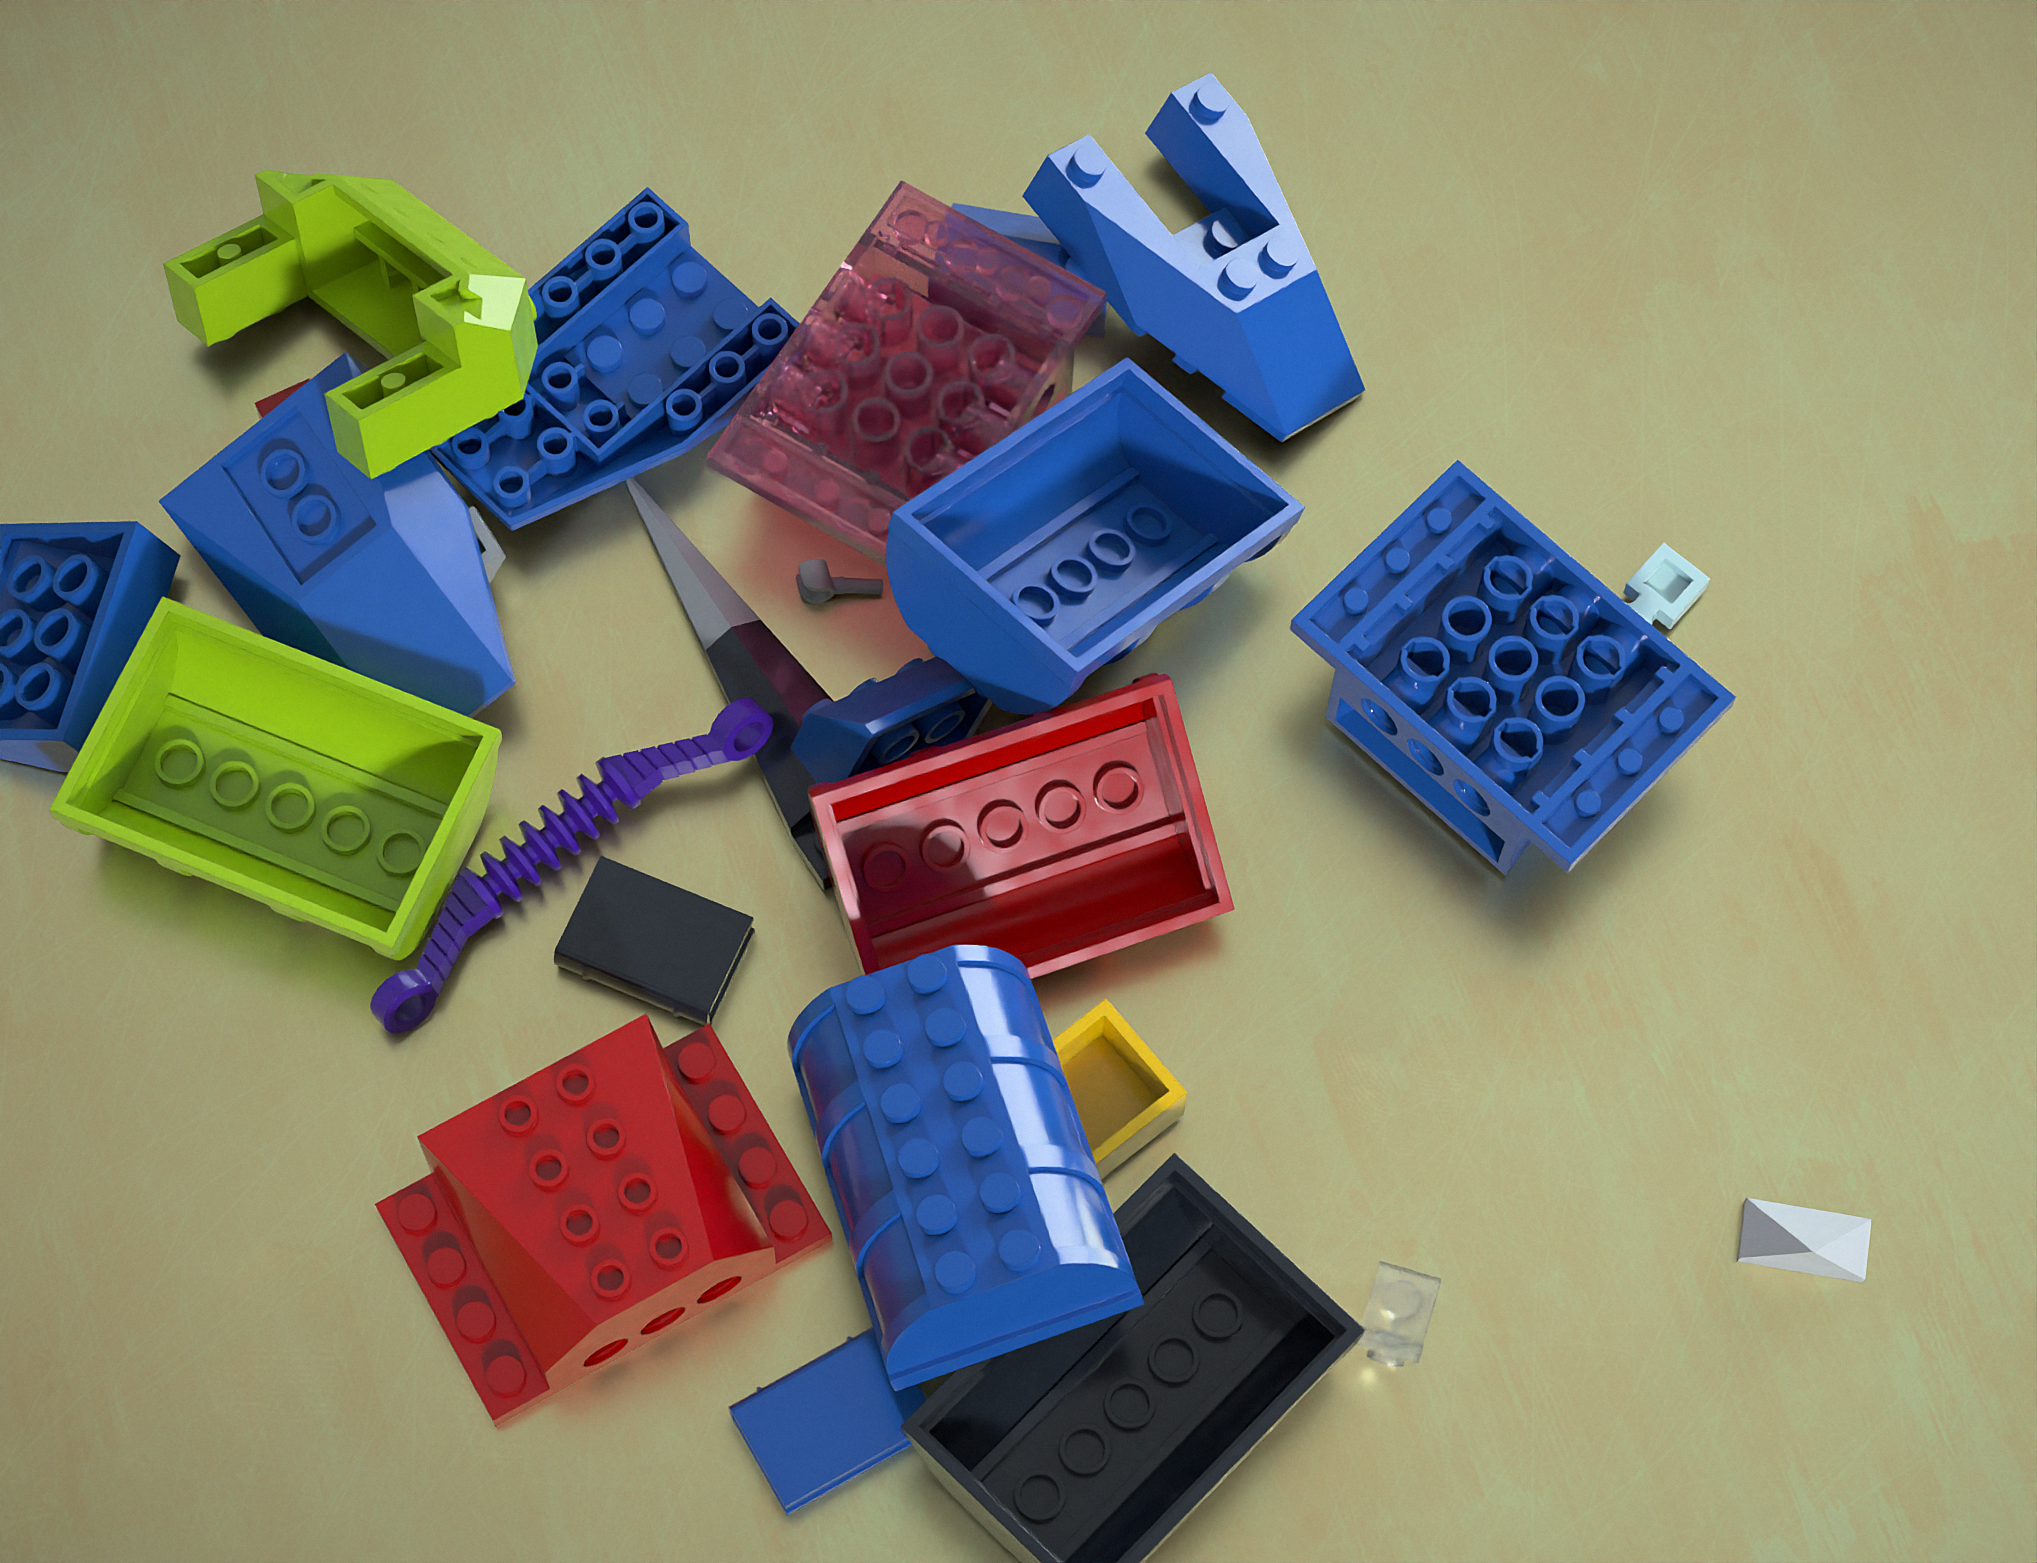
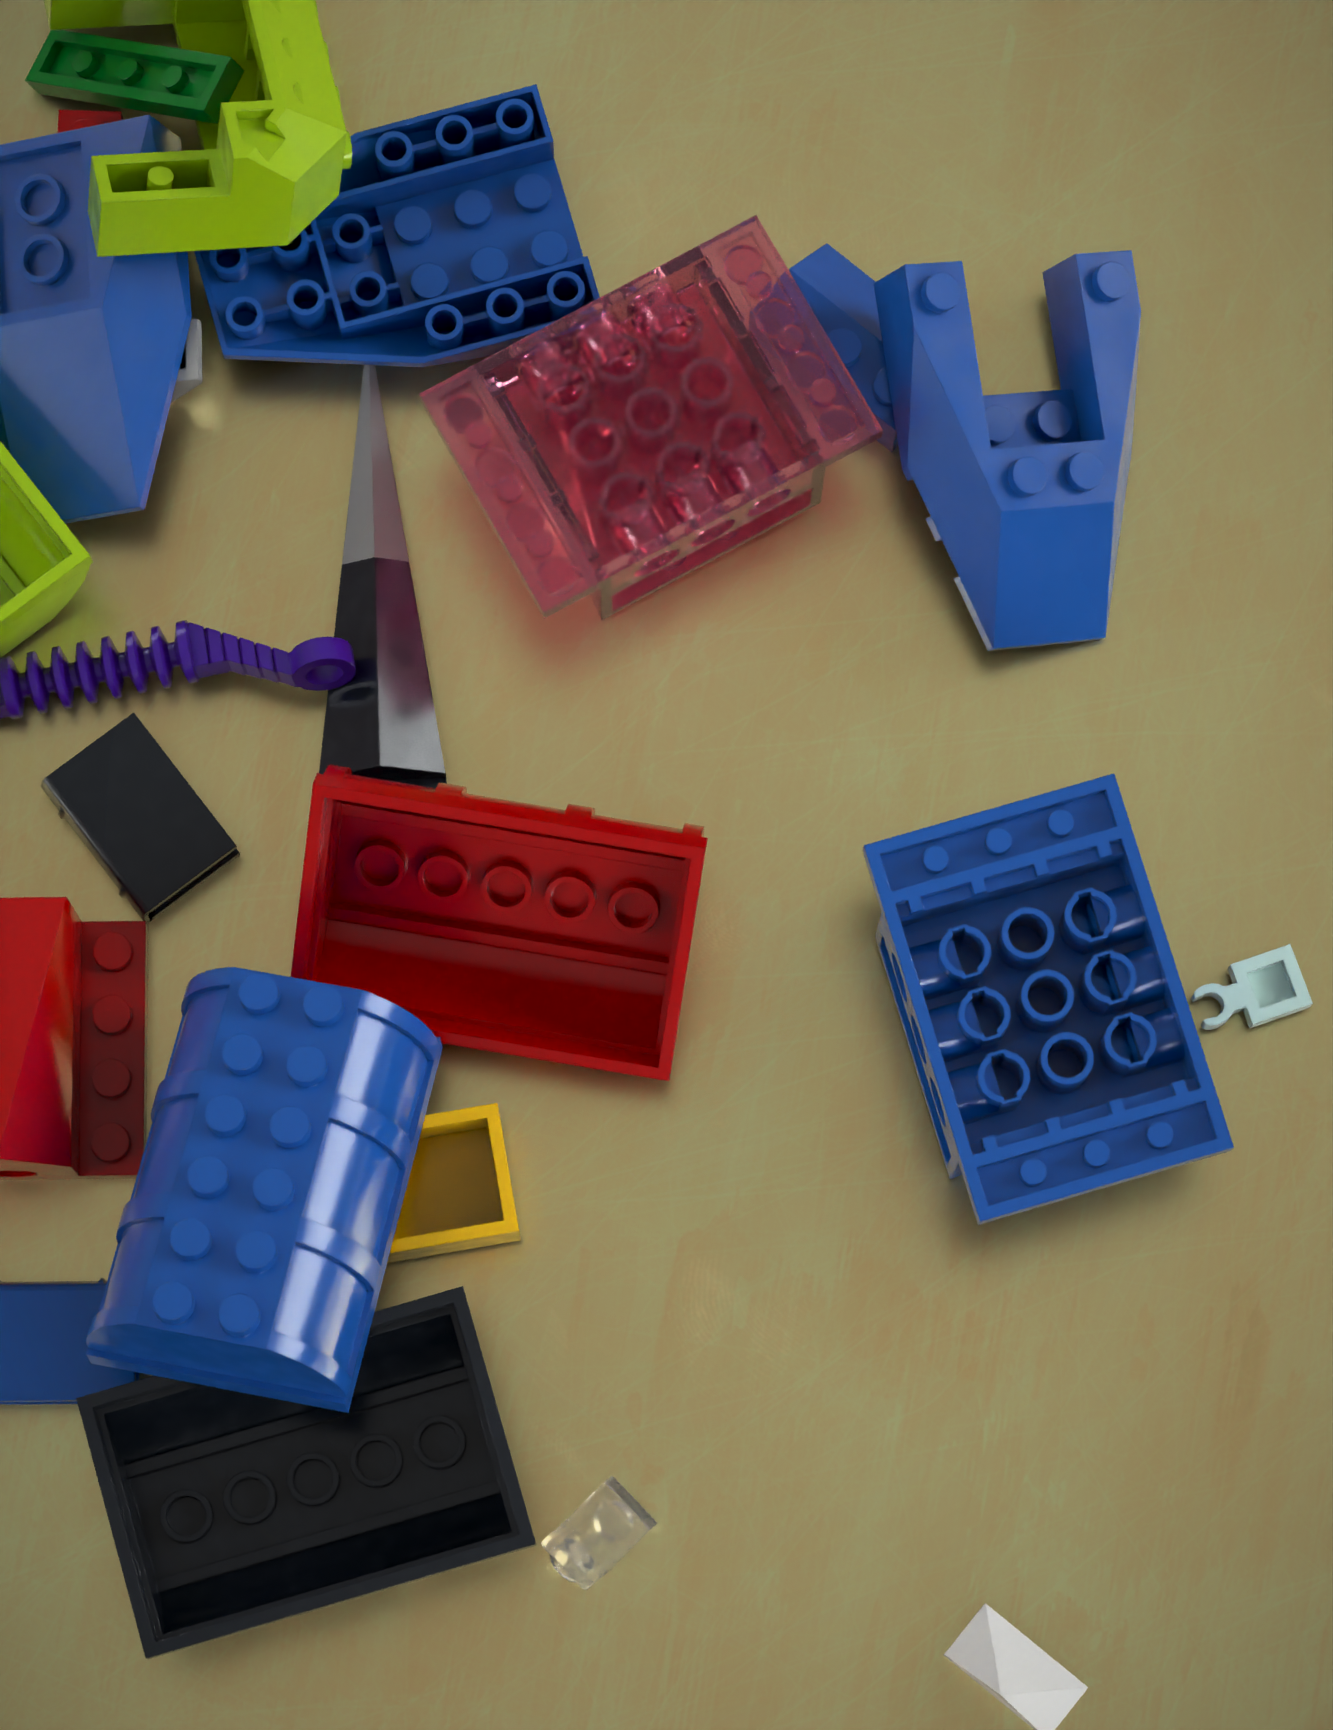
camera: 30 degrees right, 10 degrees up
(304, 343) = (134, 75): none -> green plate
(818, 586) = (482, 555): light grey hand -> none
(888, 720) = (464, 732): blue slope -> none
(1078, 539) = (720, 658): blue container -> none

